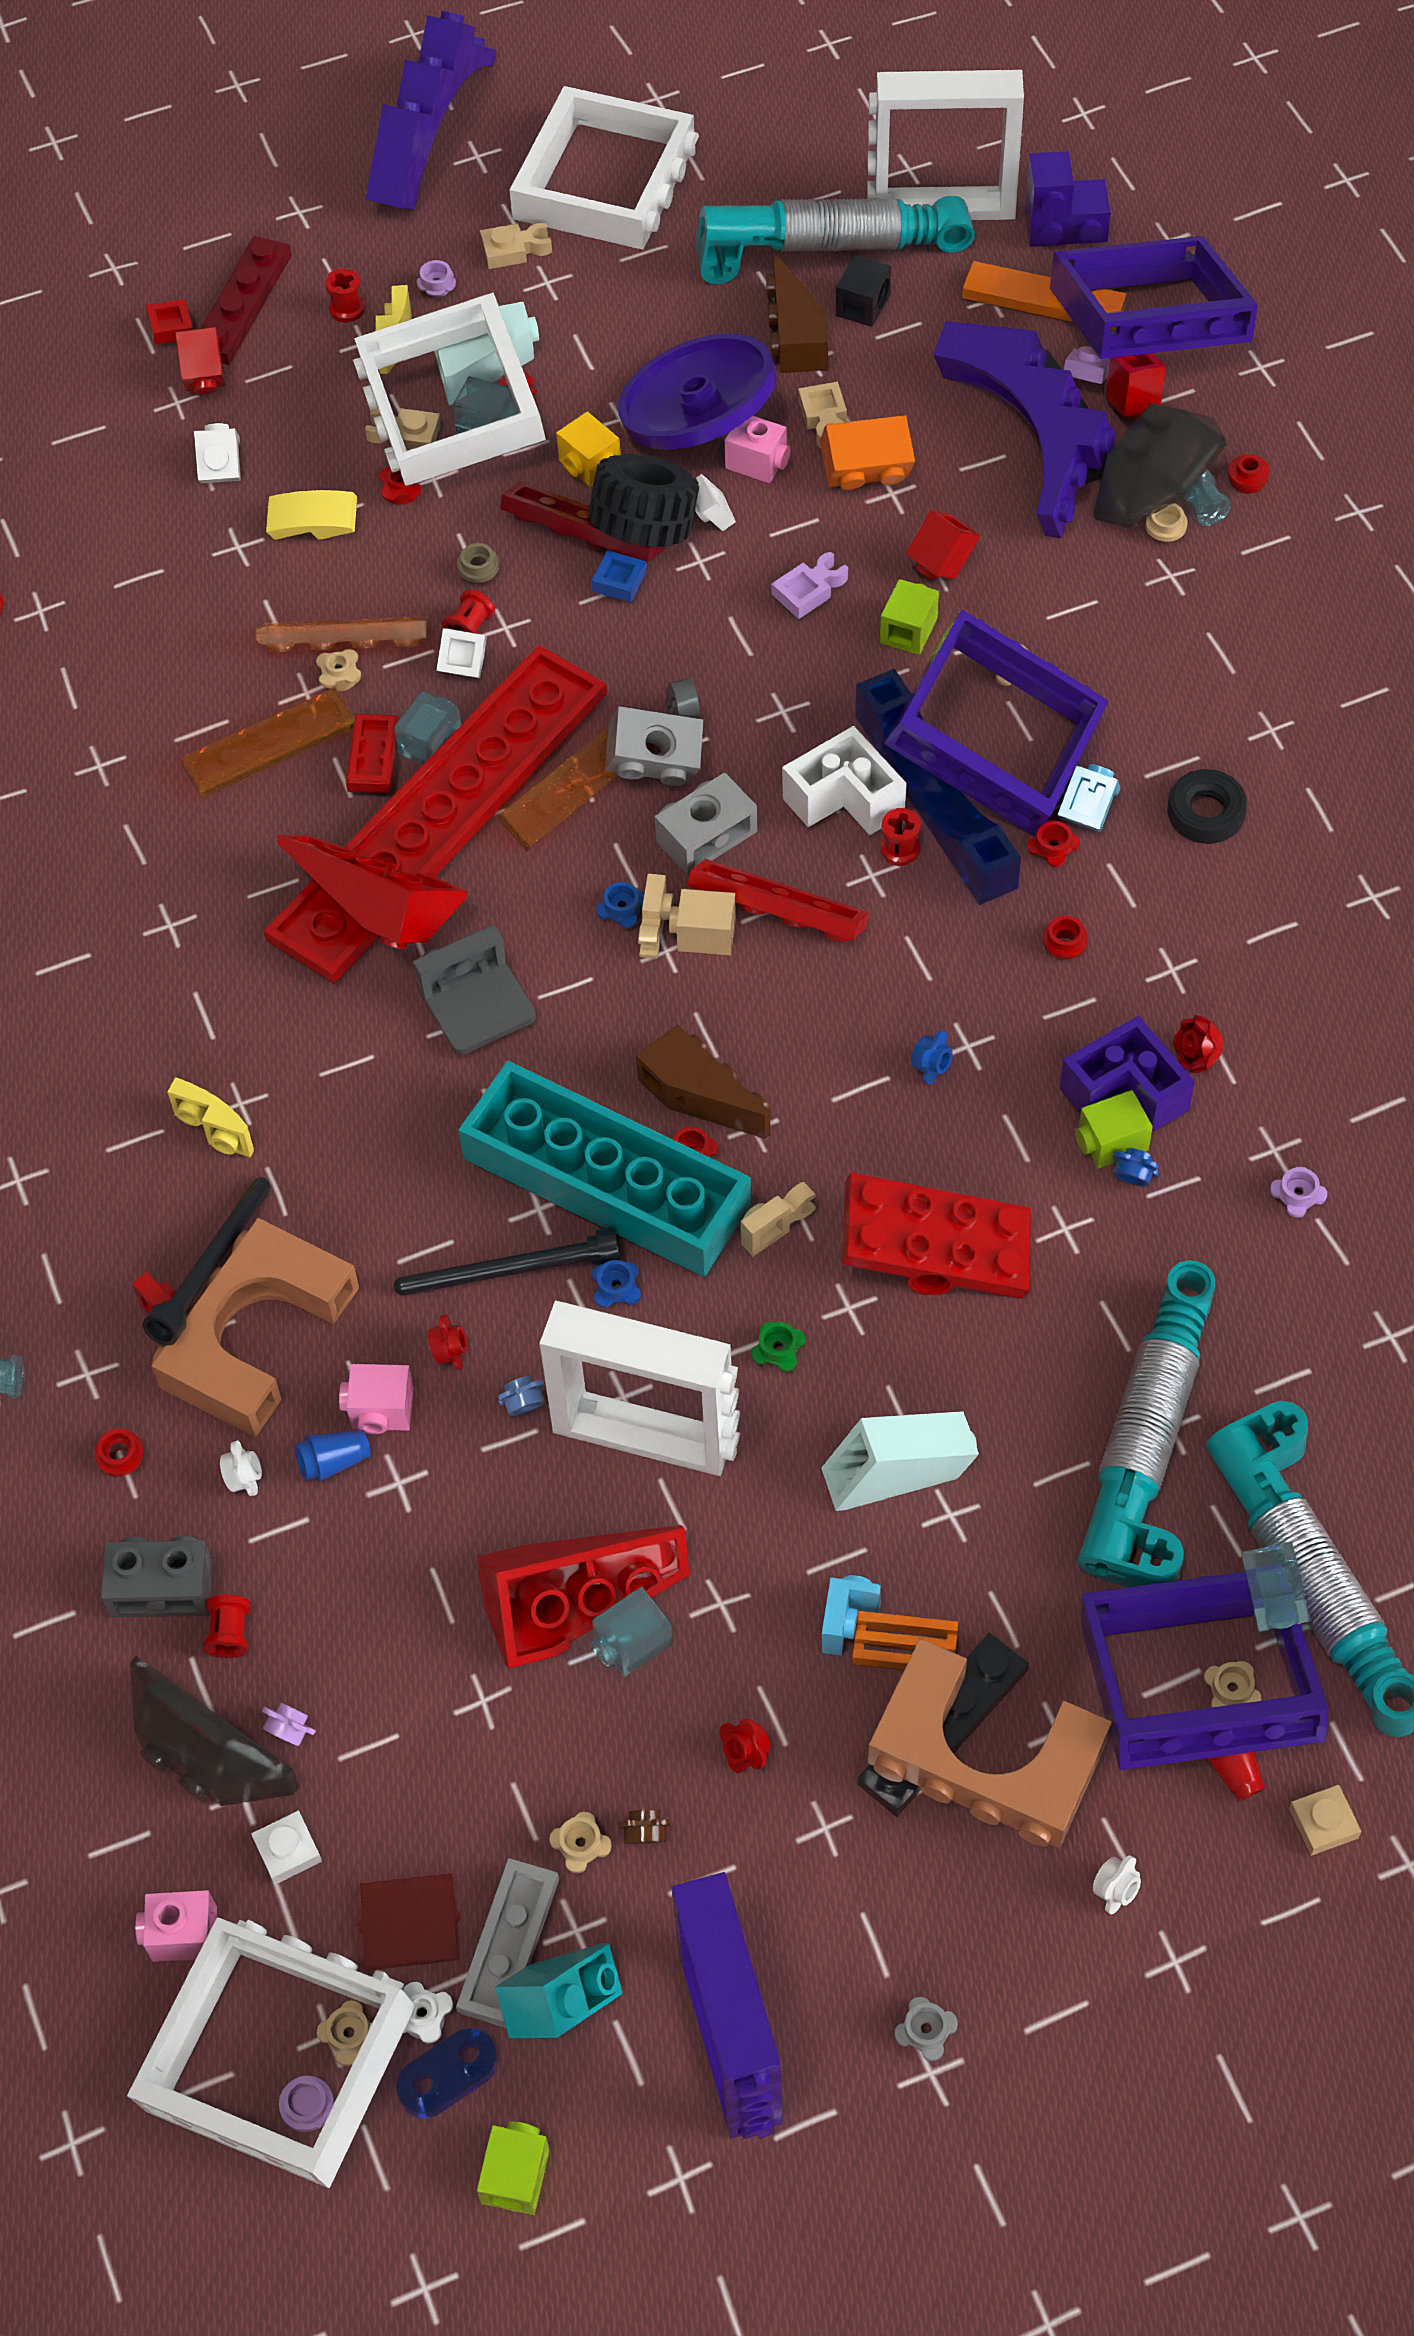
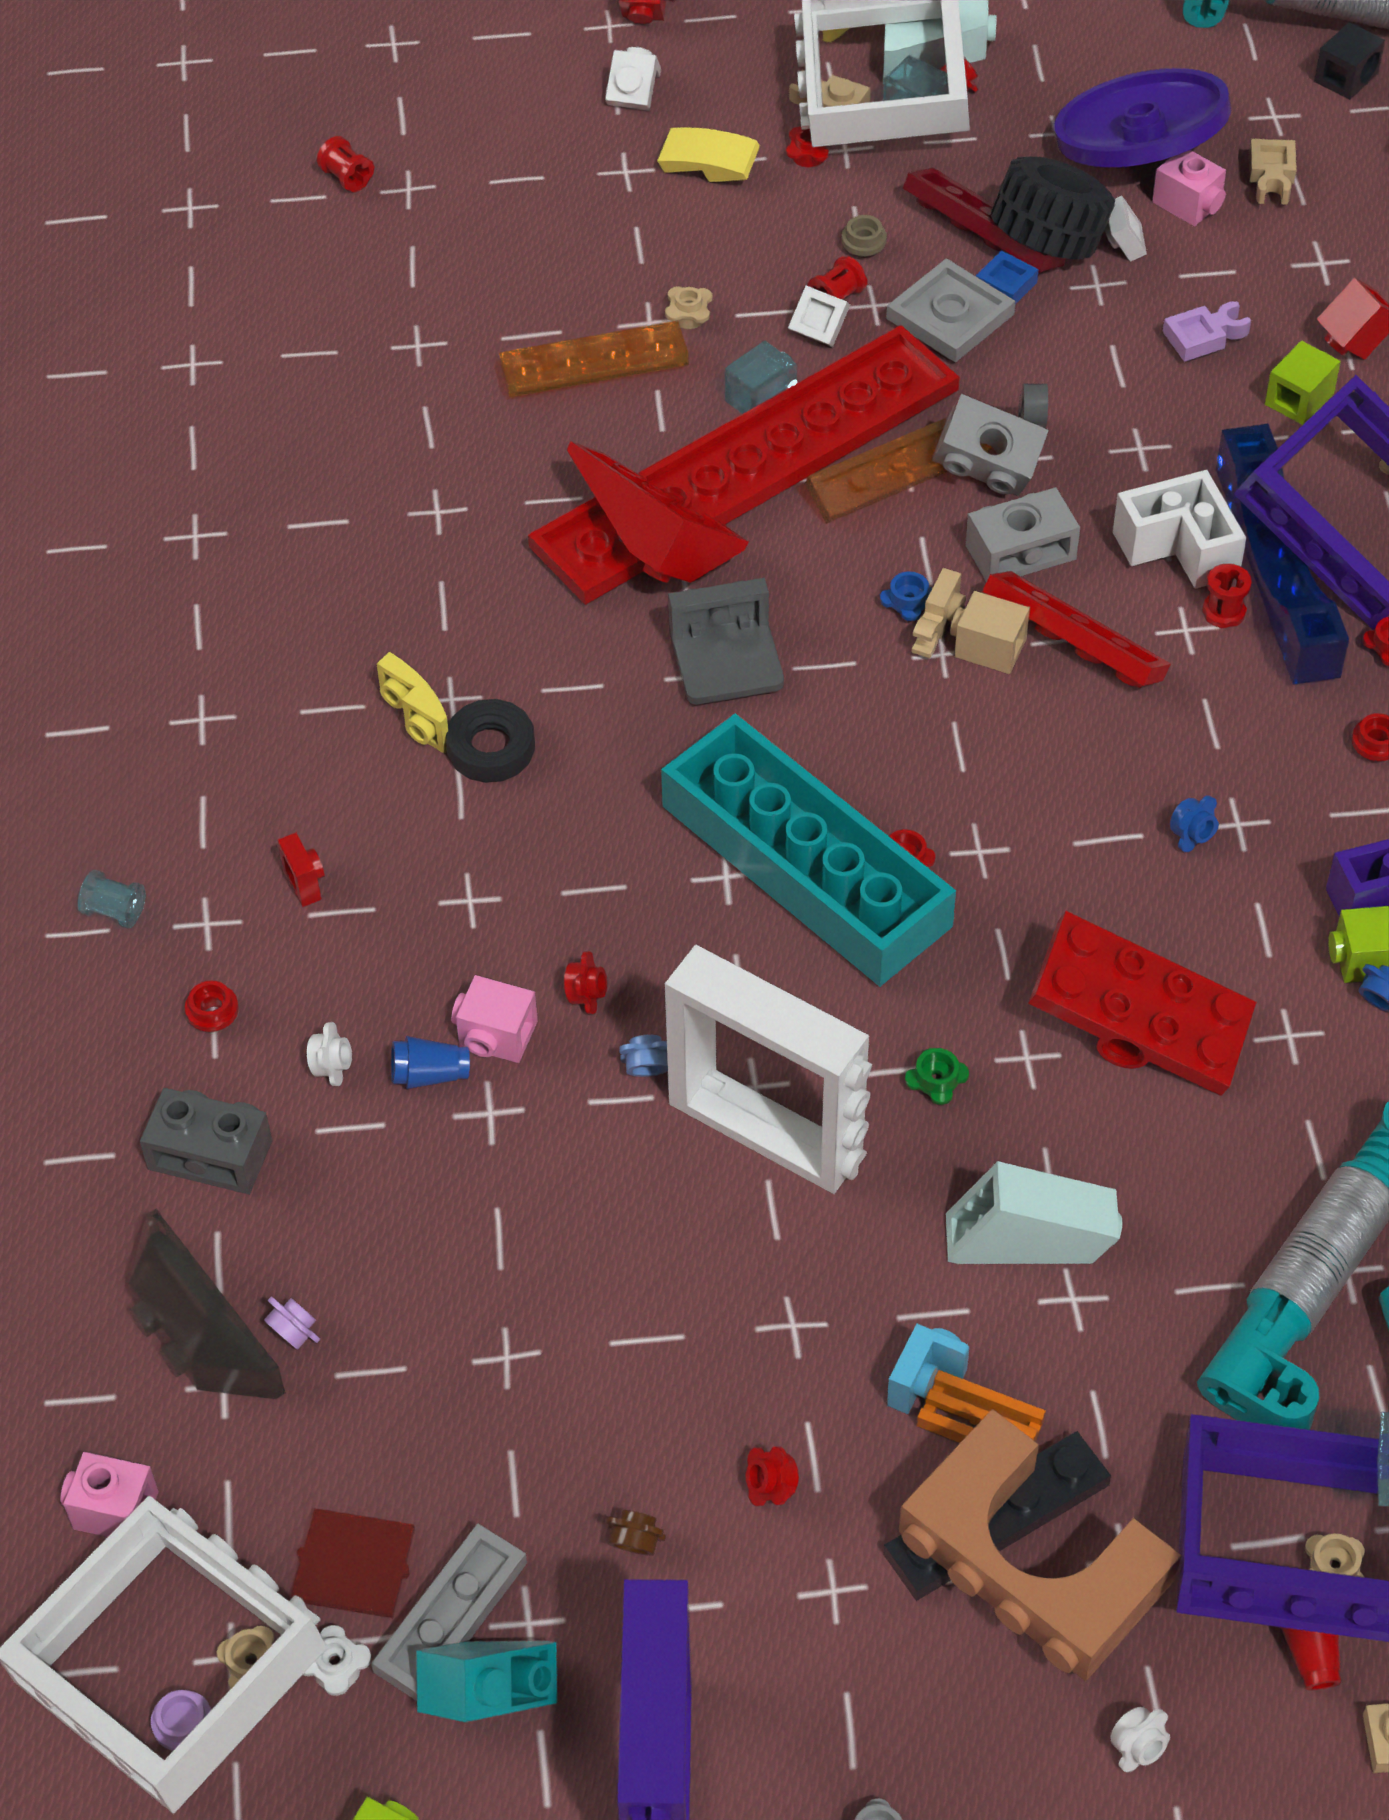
camera: 15 degrees right, 5 degrees down
(167, 1320) = (300, 882): black piece -> none
(226, 1626) = (262, 1207): red bush -> none
(262, 1266) = (417, 860): nougat arch -> none
(286, 1847) = (250, 1450): white plate -> none
(290, 1110) = (490, 765): none -> black tyre
(325, 634) = (722, 276): clear orange plate -> none
(372, 753) = (695, 393): red plate -> none
(449, 2074) = (342, 1735): clear blue plate -> none
(552, 1590) = (629, 1263): red wedge -> none
(578, 618) = (951, 310): none -> light grey plate
(578, 1827) = (556, 1515): tan plate -> none
(584, 445) = (1006, 141): yellow brick -> none
(598, 1249) = (774, 929): black piece -> none
(613, 1272) = (785, 957): blue plate -> none
(631, 1632) = (684, 1326): clear light blue brick -> none
(695, 1084) = (928, 788): reddish brown slope -> none
(771, 1221) = (969, 944): tan plate -> none
(799, 320) = (1271, 77): reddish brown slope -> none
(867, 452) = (1305, 213): orange brick -> none

